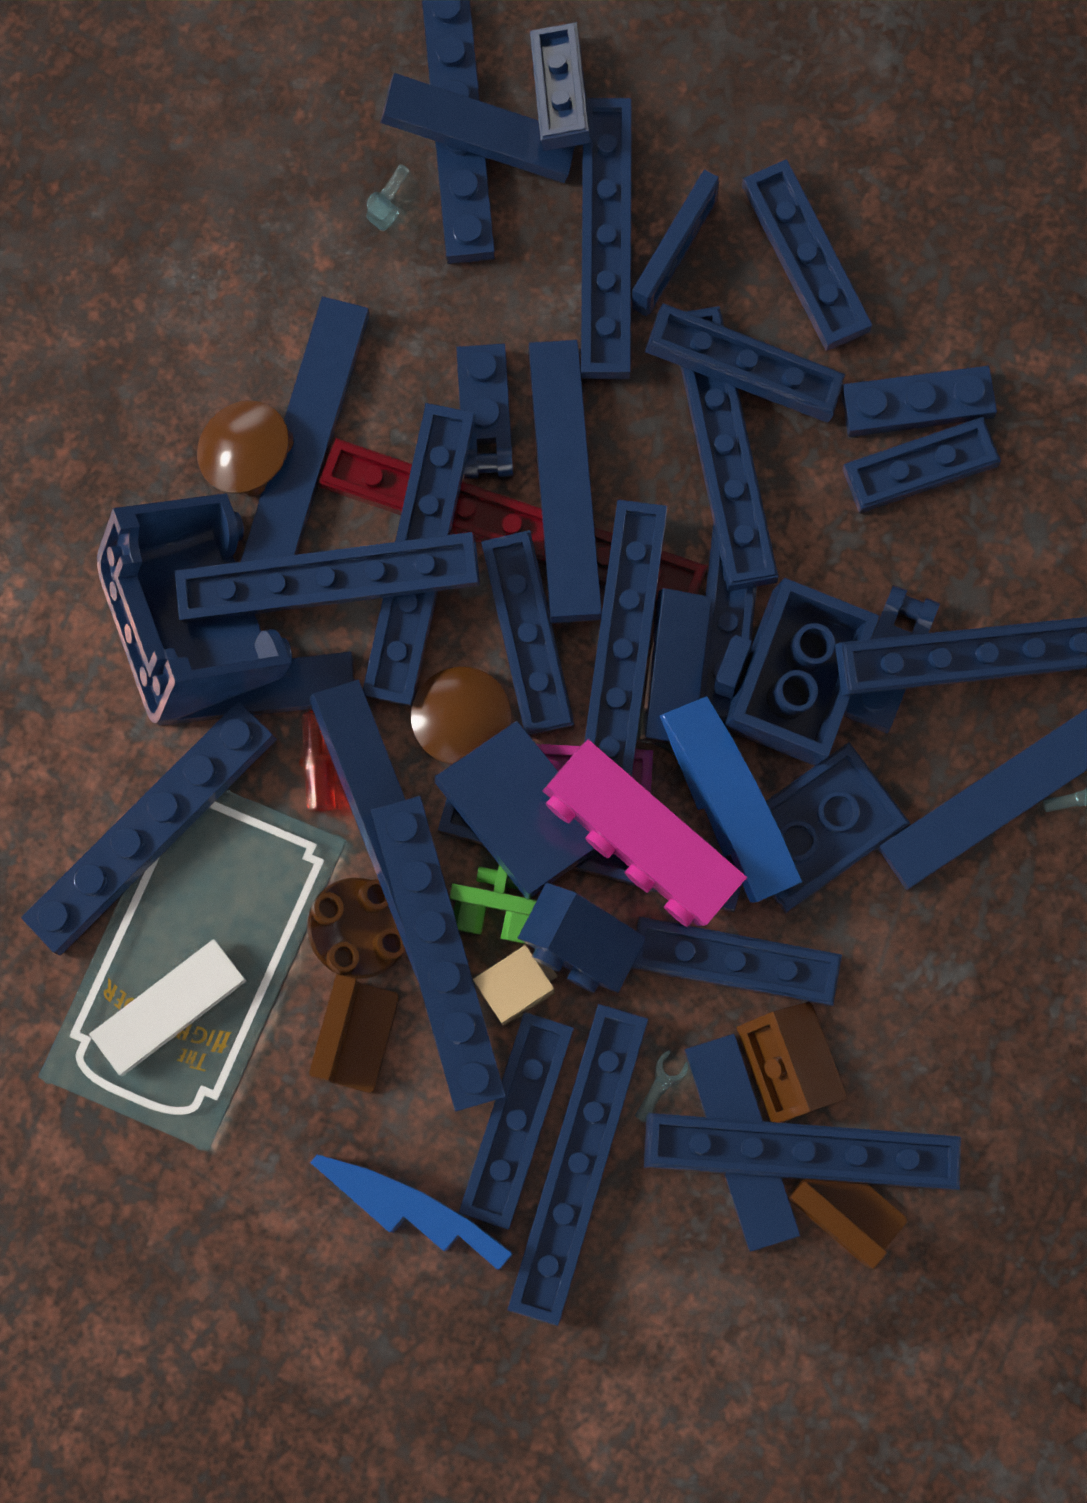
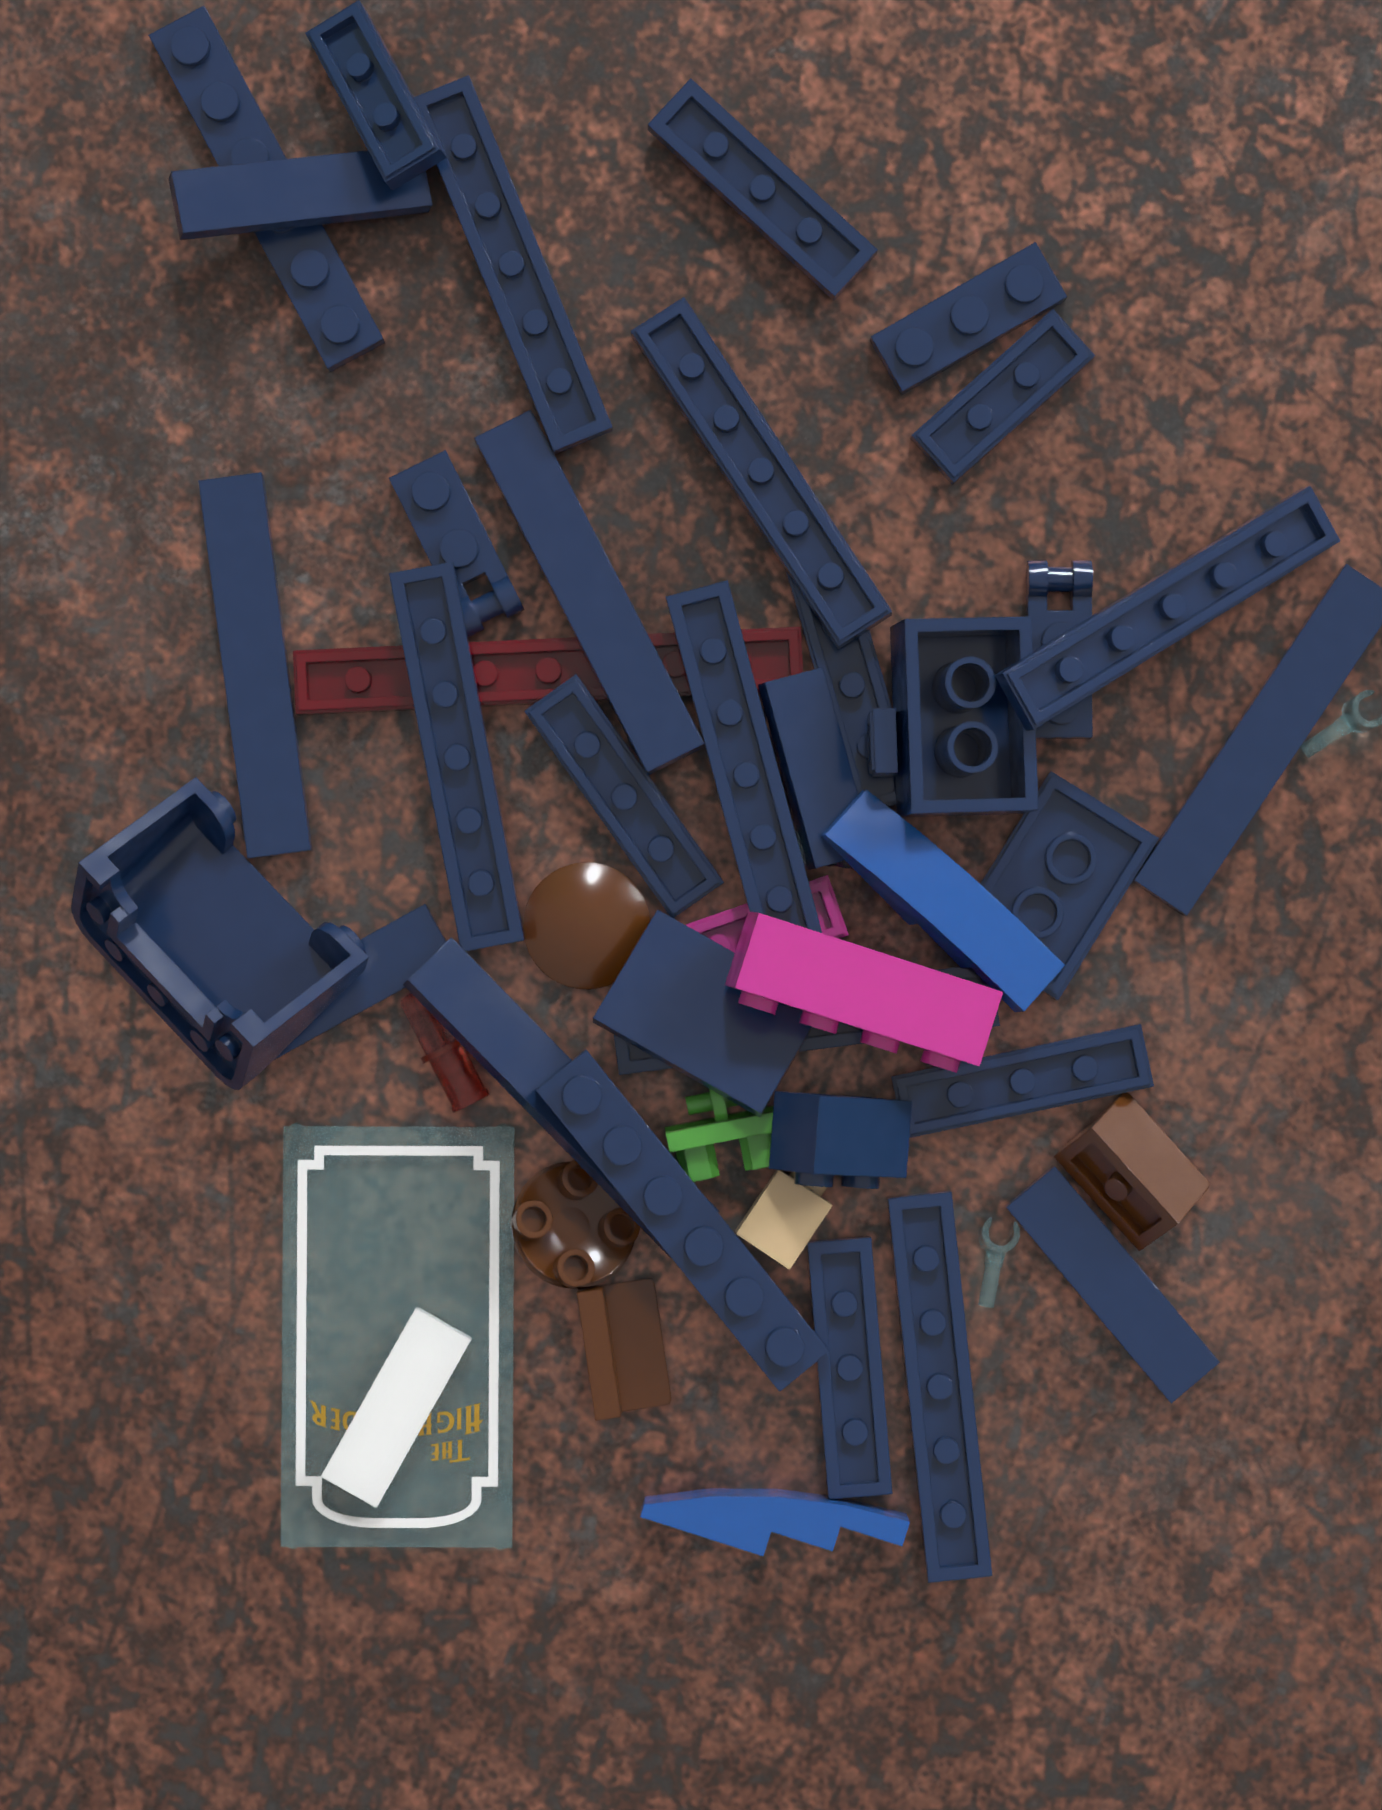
camera: 30 degrees left, 10 degrees up
(148, 828) = (281, 1210): dark blue plate -> none
(243, 447) = (188, 709): reddish brown dish -> none
(327, 577) = (364, 834): dark blue plate -> none
(380, 208) = (219, 339): clear light blue hand -> none
(675, 243) = (600, 239): dark blue tile -> none
(745, 363) = (745, 360): dark blue tile -> none
(802, 1151) = (1185, 1269): dark blue tile -> none
(851, 1216) = (1261, 1310): reddish brown panel -> none

